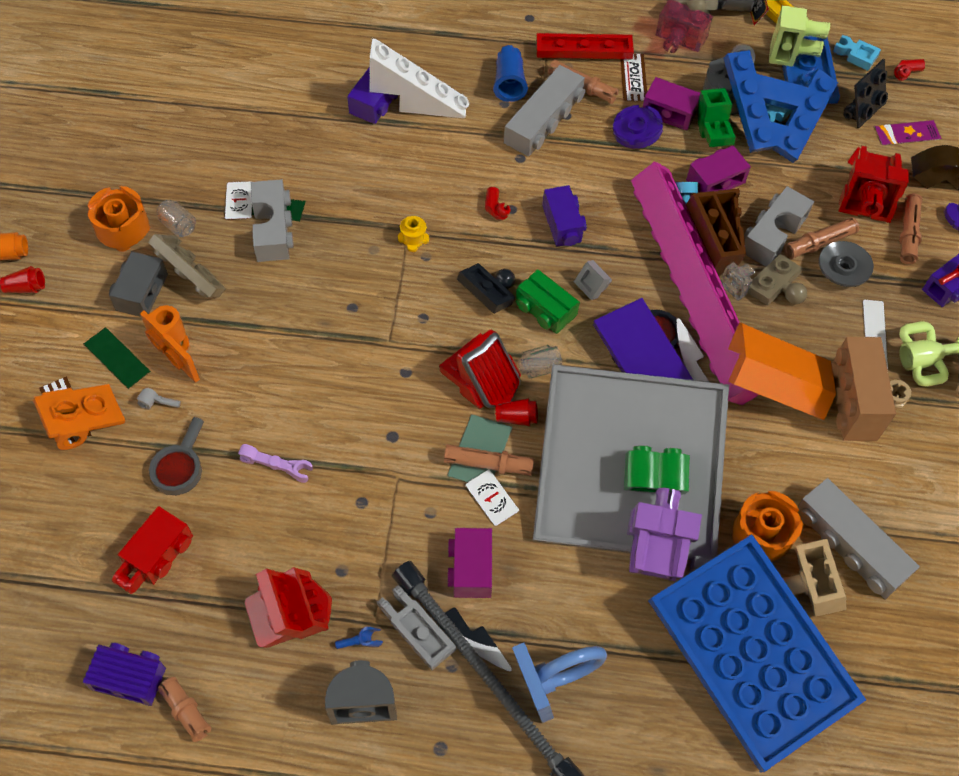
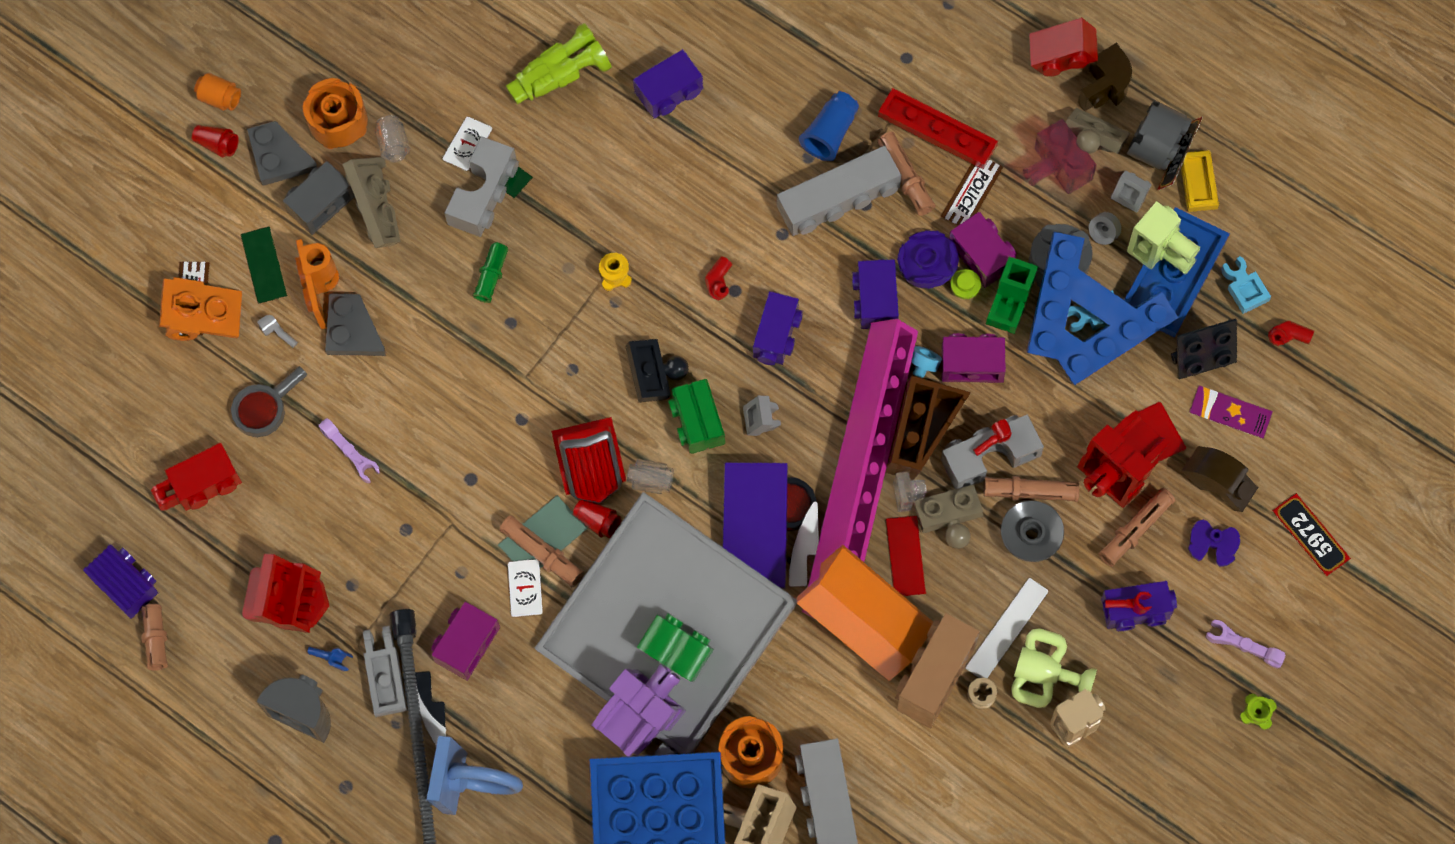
camera: 35 degrees right, 10 degrees up
(84, 271) = (278, 154): none -> dark grey wing
(222, 369) = (351, 328): none -> dark grey wing
(281, 118) = (555, 67): none -> lime piece
(315, 277) = (490, 272): none -> green axle
(417, 88) = (709, 99): white slope -> none
(618, 161) = (876, 292): none -> dark purple brick
(674, 131) = (965, 284): none -> lime plate
(742, 28) = (1131, 191): none -> light grey tile
(757, 317) = (906, 555): none -> red sticker
(781, 202) = (1001, 434): none -> red hand

